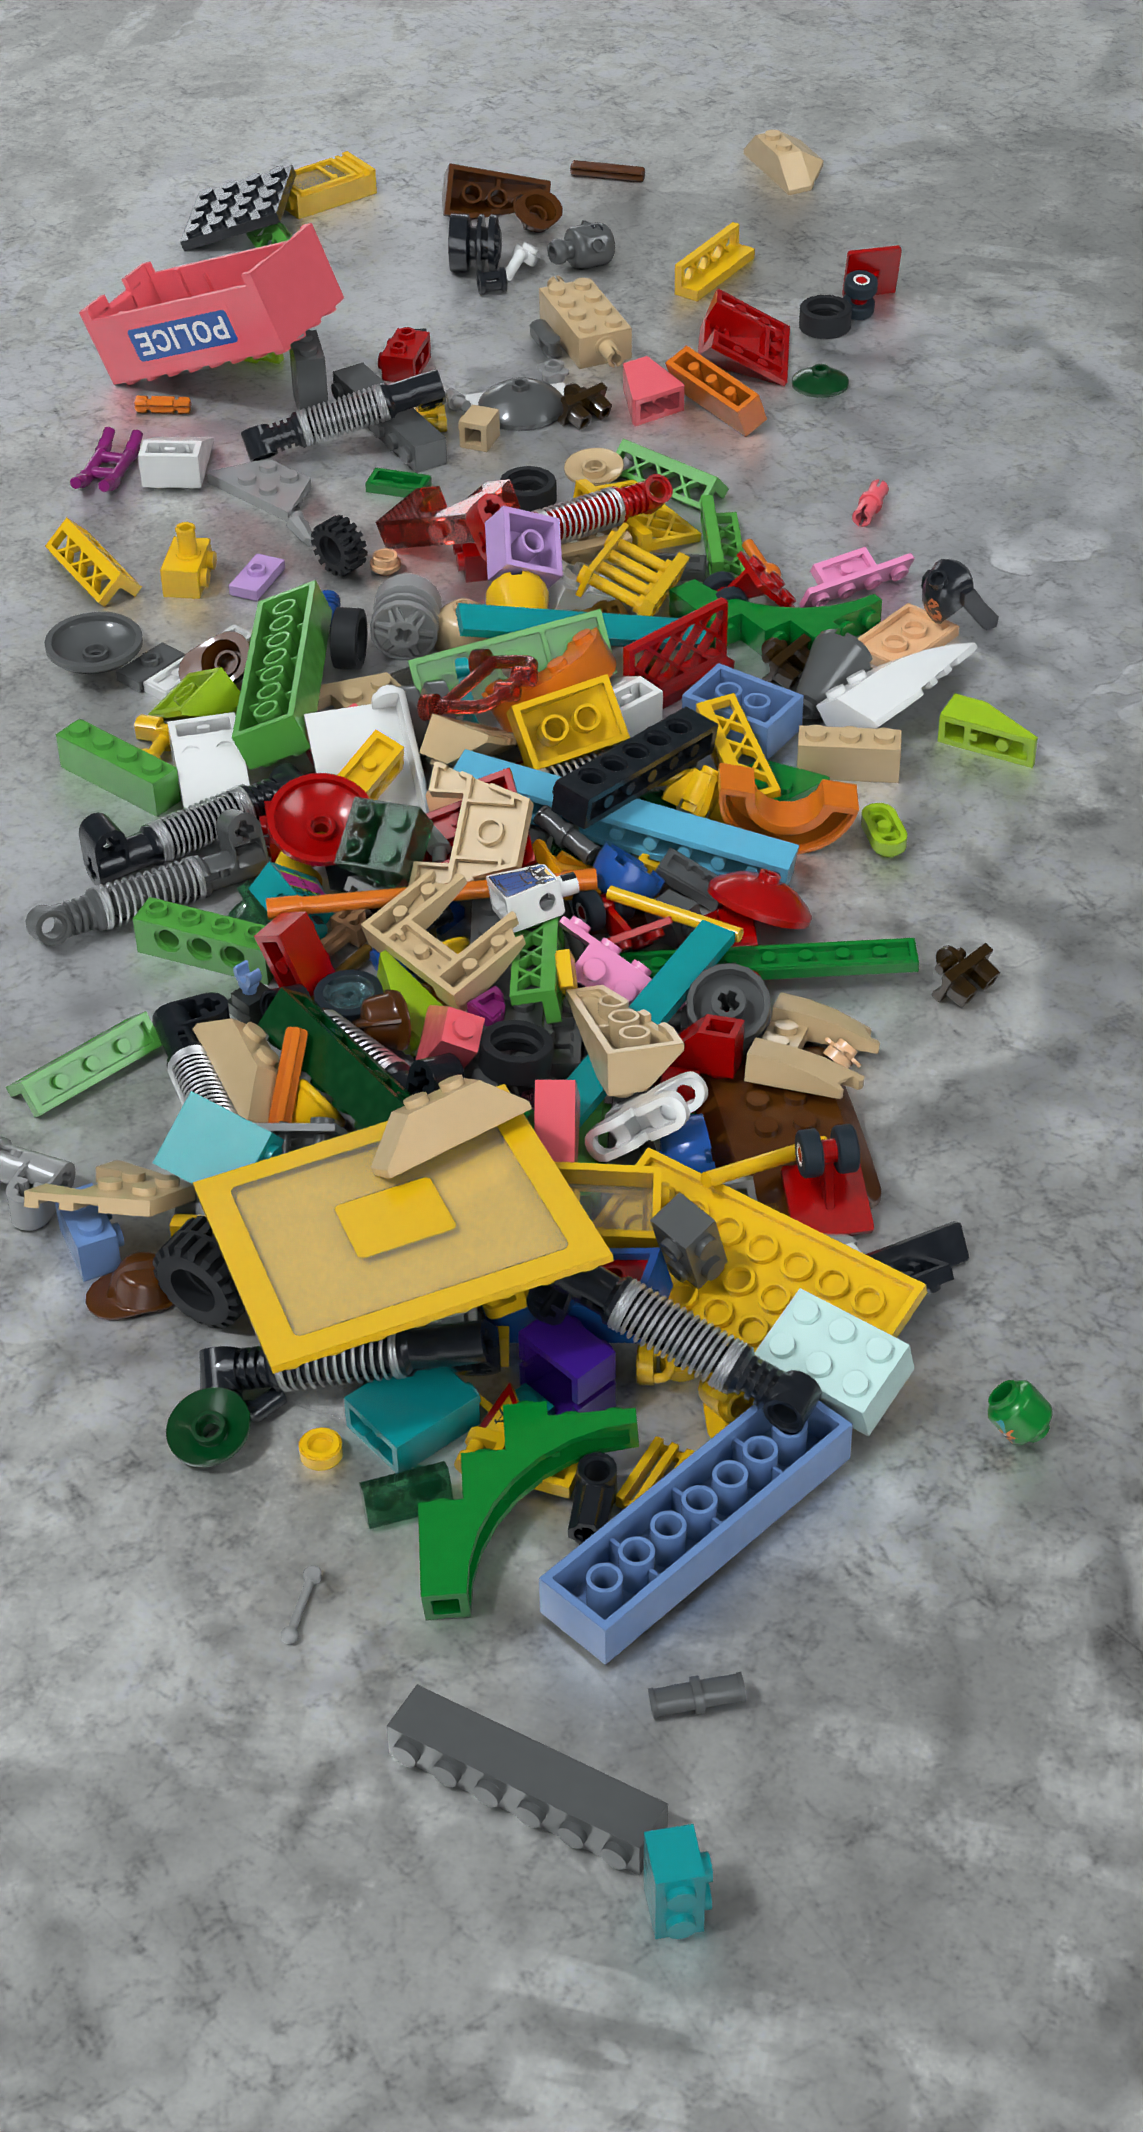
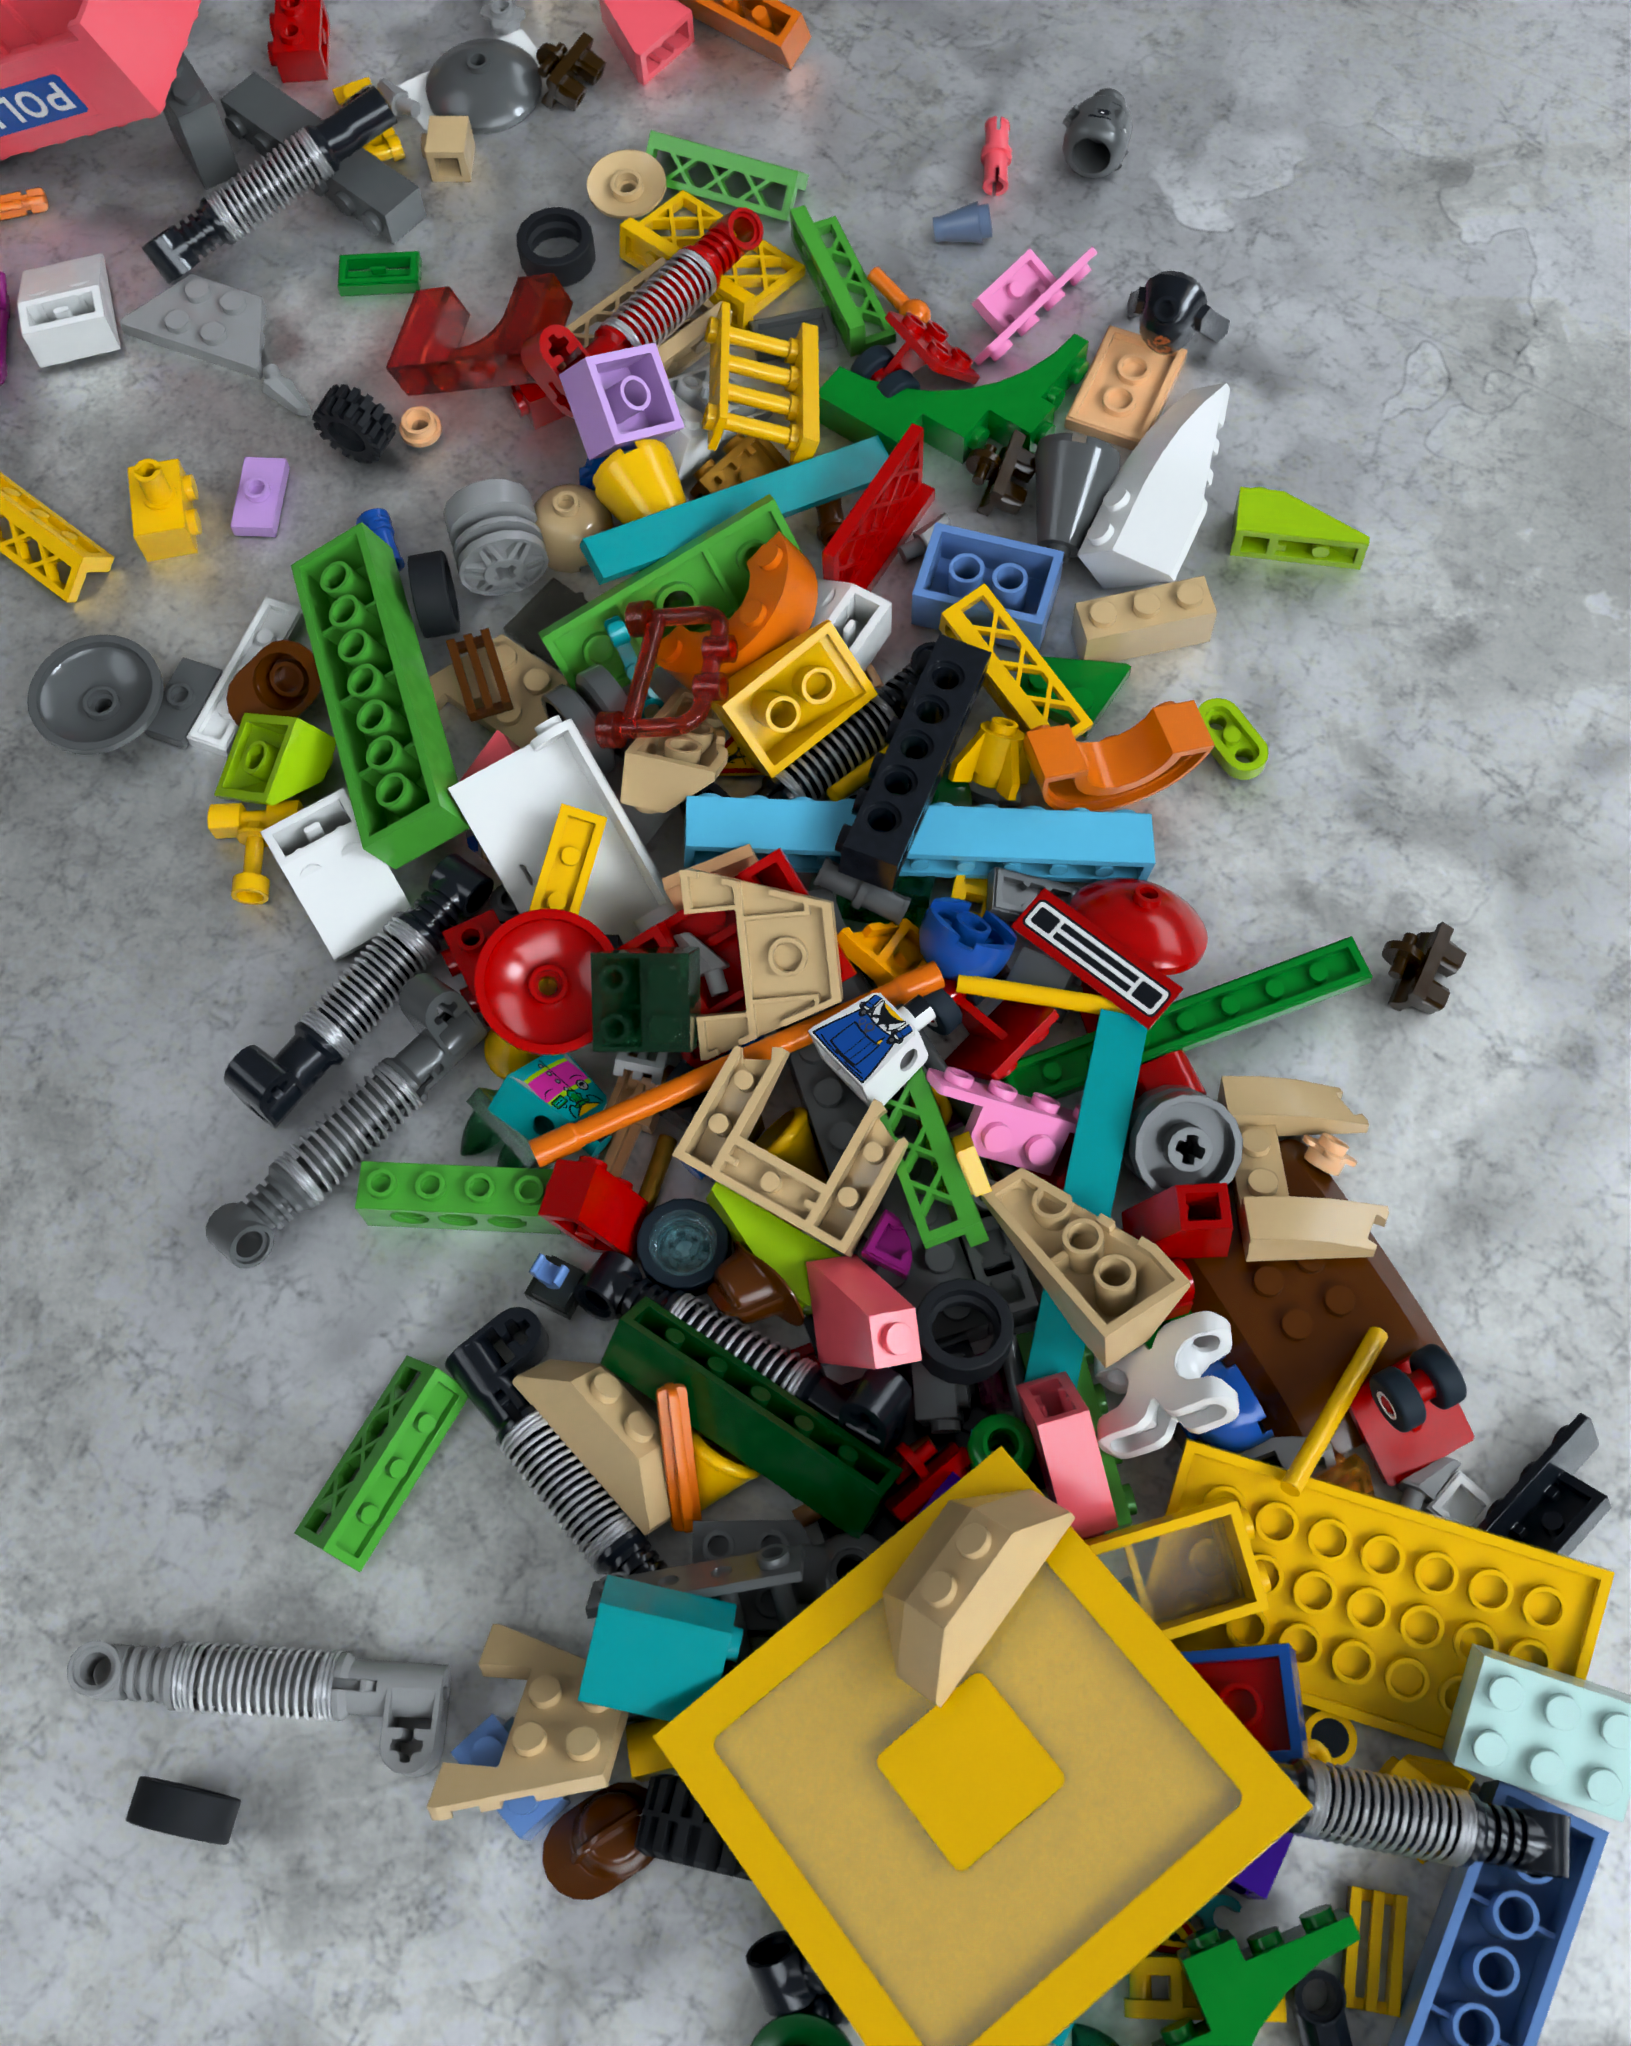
camera: 15 degrees left, 25 degrees up
(118, 767) = (217, 912): bright green brick -> none
(359, 670) = (471, 644): none -> reddish brown tile
(689, 1241) = (1313, 1611): dark grey brick -> none
(714, 896) = (1097, 958): none -> sticker
(828, 532) = (965, 224): none -> sand blue cone
(948, 501) = (1097, 134): none -> dark grey piece

